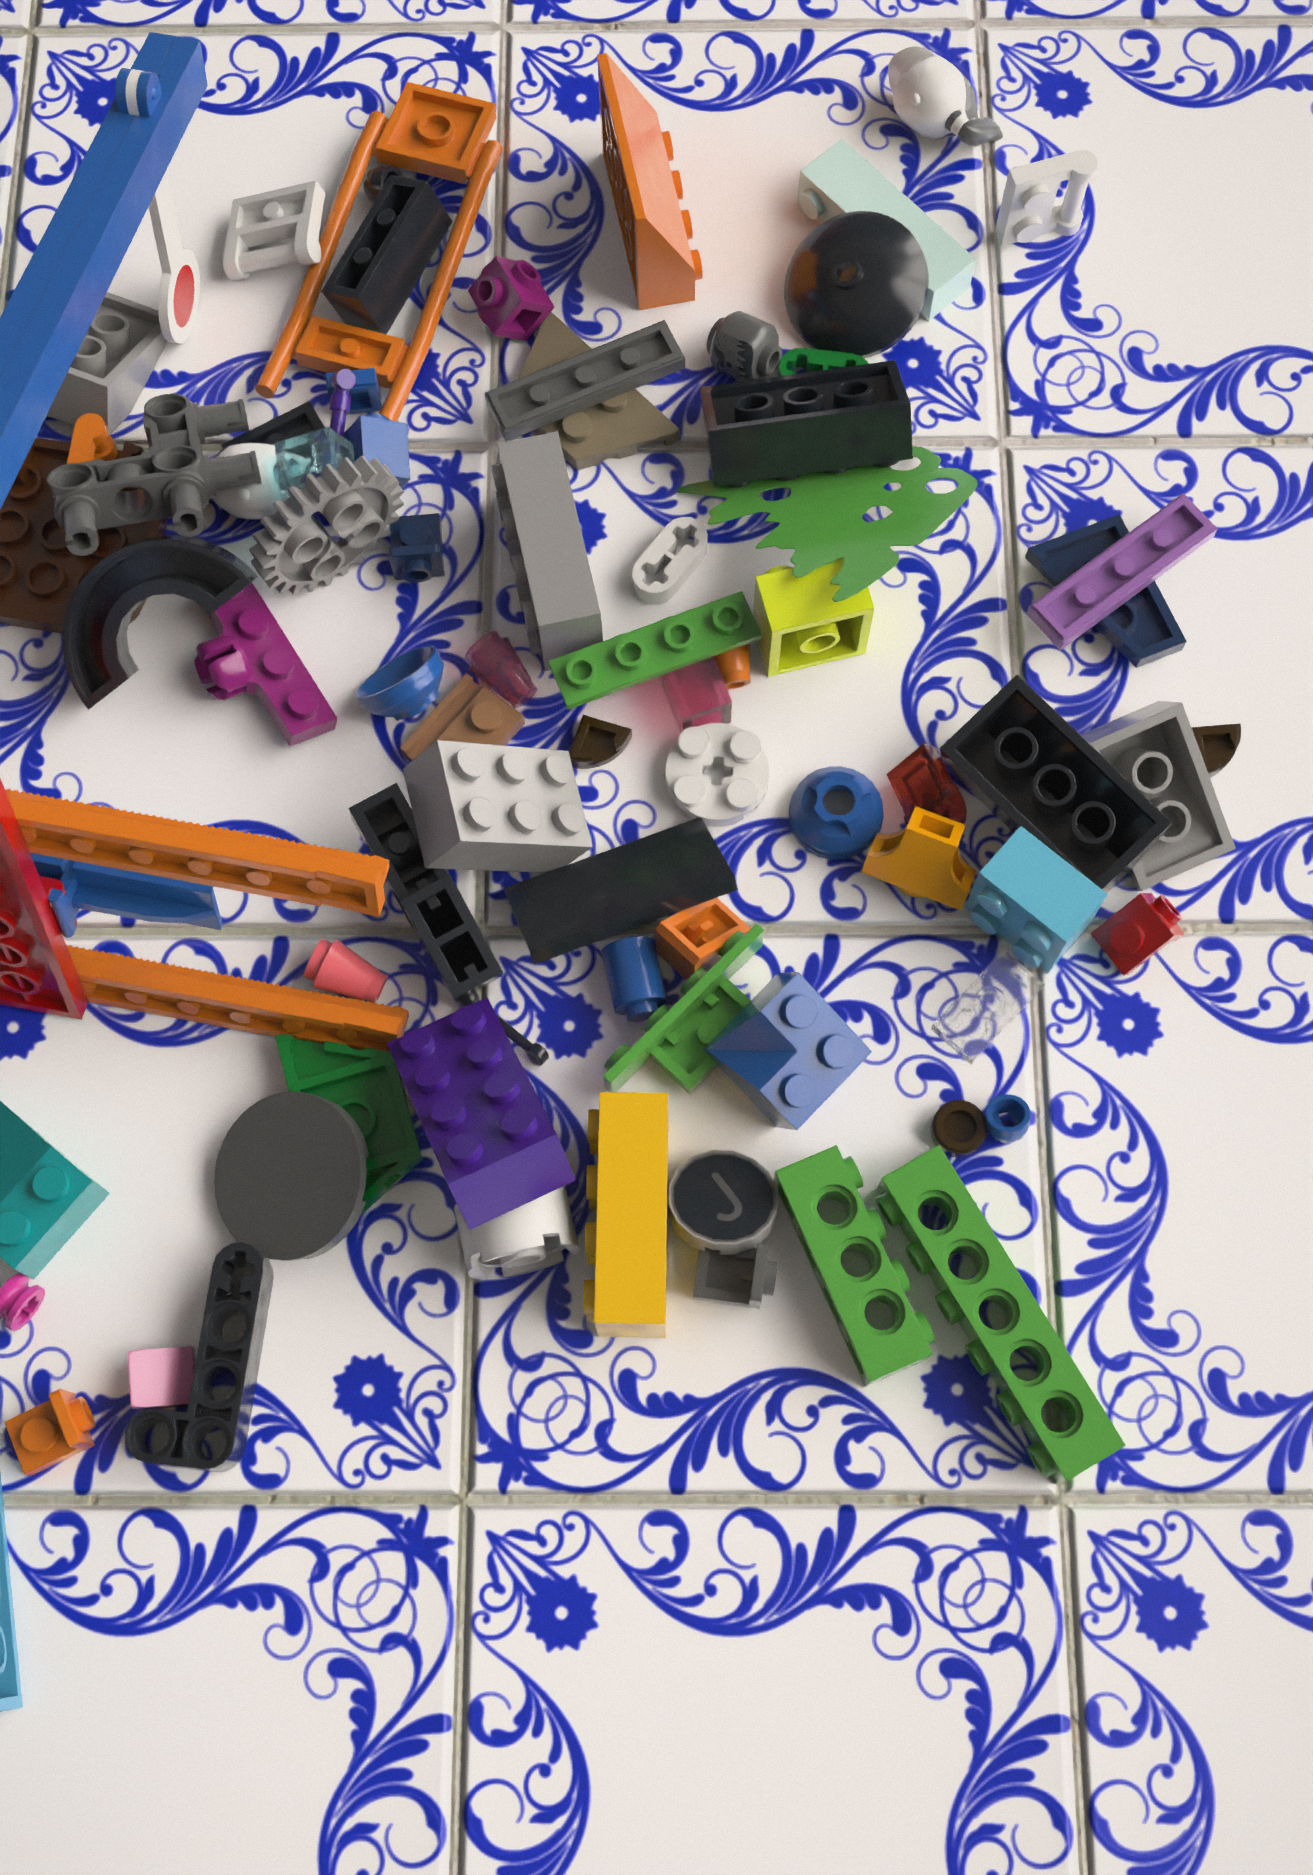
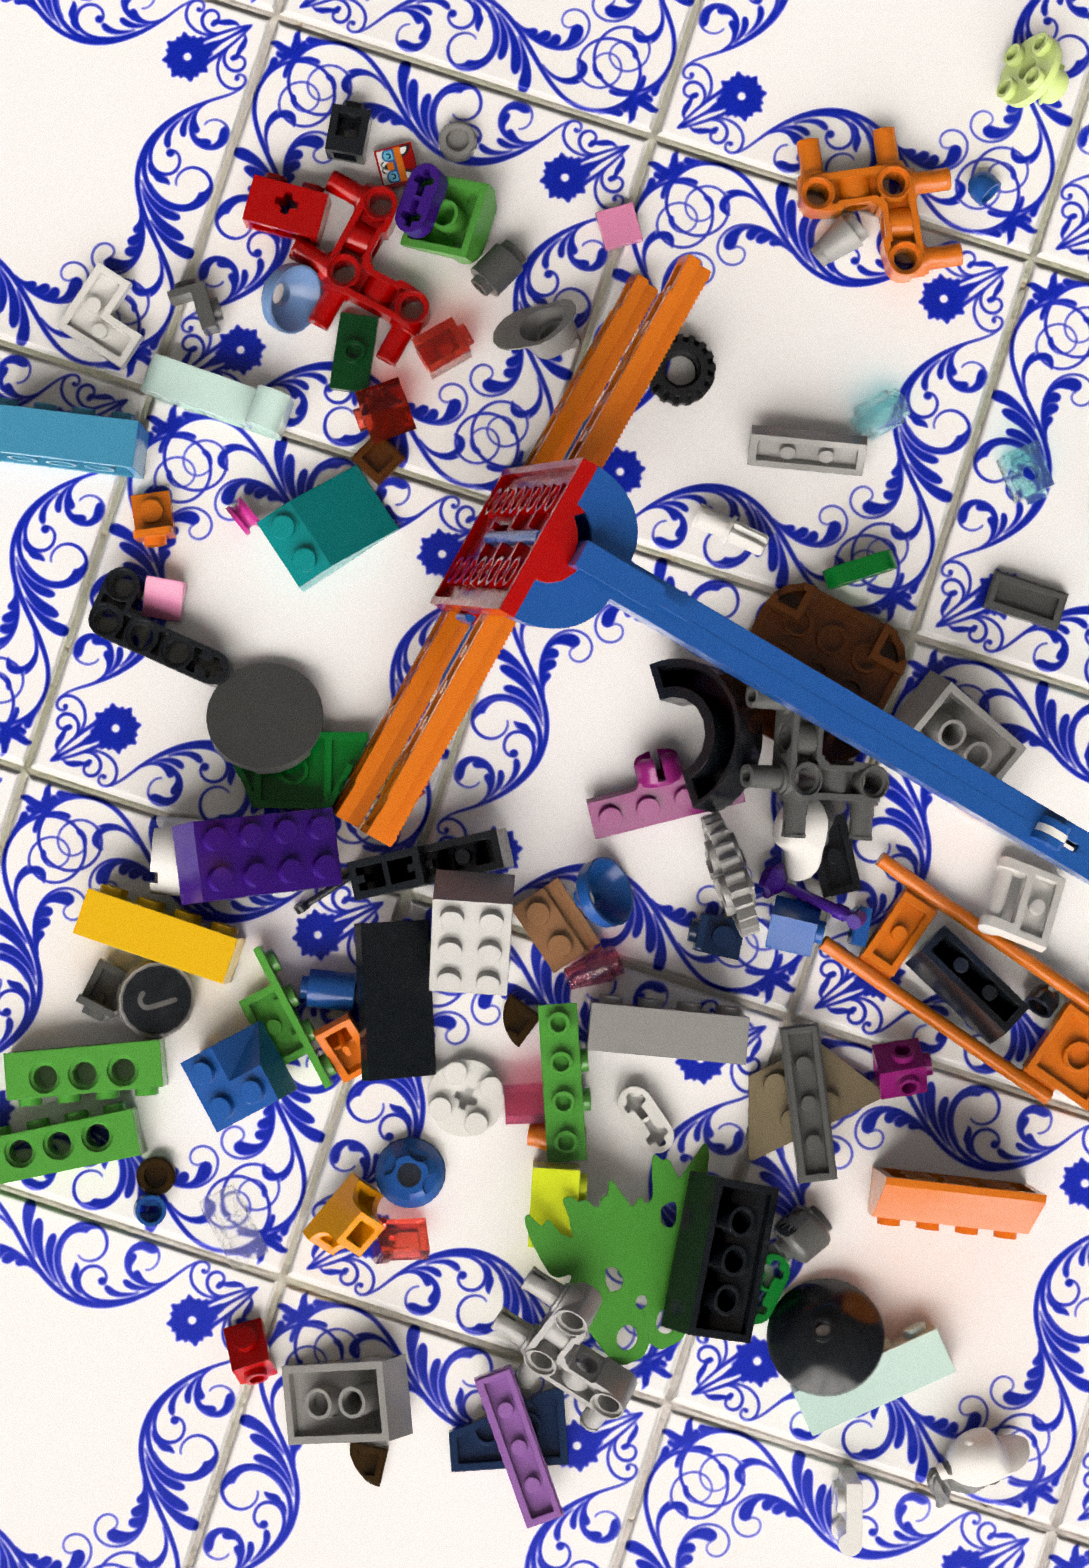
camera: 105 degrees right, 15 degrees up
(308, 455) = (785, 893): clear light blue brick -> none
(984, 543) = (557, 1351): none -> light grey pin
(1033, 900) = (286, 1283): medium azure brick -> none
(1053, 784) = (361, 1326): black slope -> none

